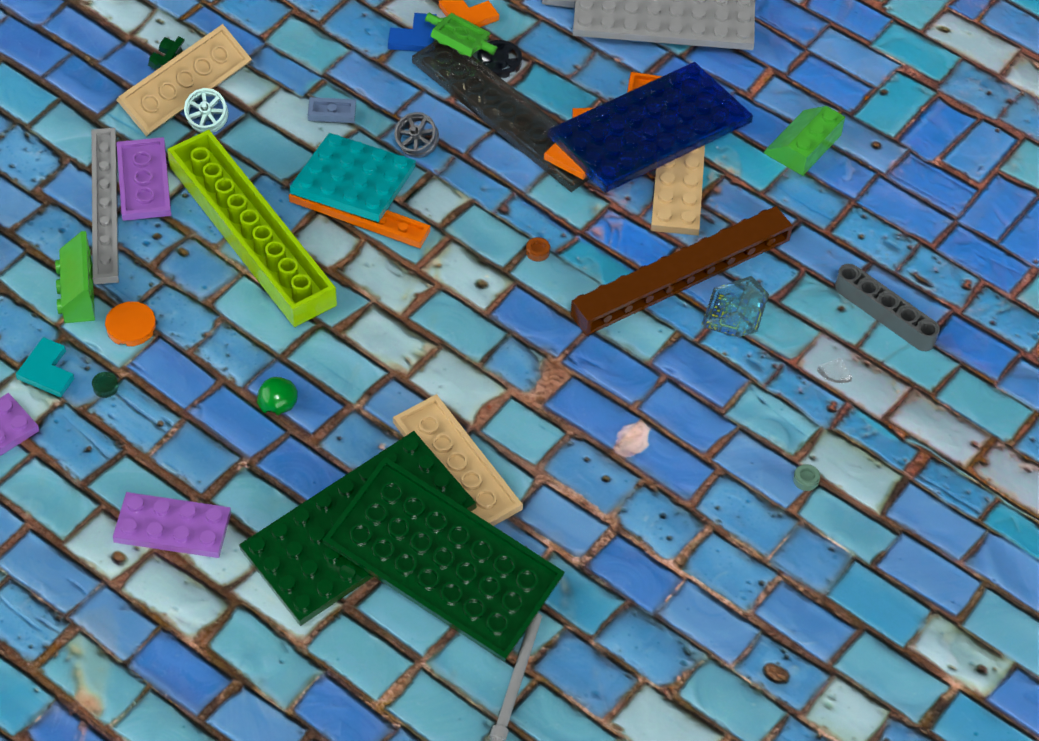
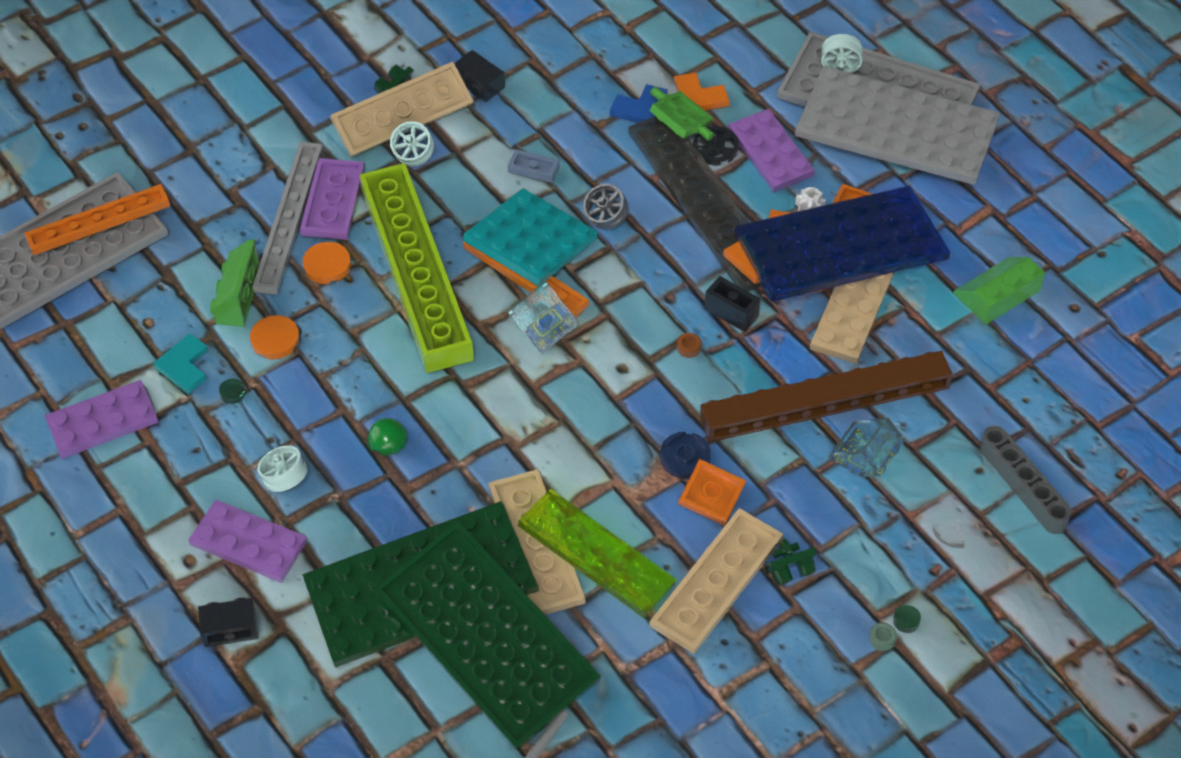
camera: 20 degrees right, 0 degrees up
(158, 241) = (326, 262): none -> orange tile
(181, 606) = (228, 622): none -> black brick
(182, 449) = (282, 468): none -> light aqua wheel
(251, 33) = (480, 75): none -> black brick
(393, 250) = (543, 317): none -> clear light blue slope
(520, 459) = (597, 553): none -> clear neon green plate
(553, 53) = (771, 150): none -> medium lavender plate
(568, 202) = (732, 303): none -> black brick
(569, 352) = (682, 452): none -> dark blue tile
(606, 91) = (809, 198): none -> white gear
(607, 380) = (712, 492): none -> orange tile
(638, 461) = (716, 581): none -> tan plate
(712, 424) = (780, 567): none -> dark green hips
(822, 456) = (906, 619): none -> clear green tile

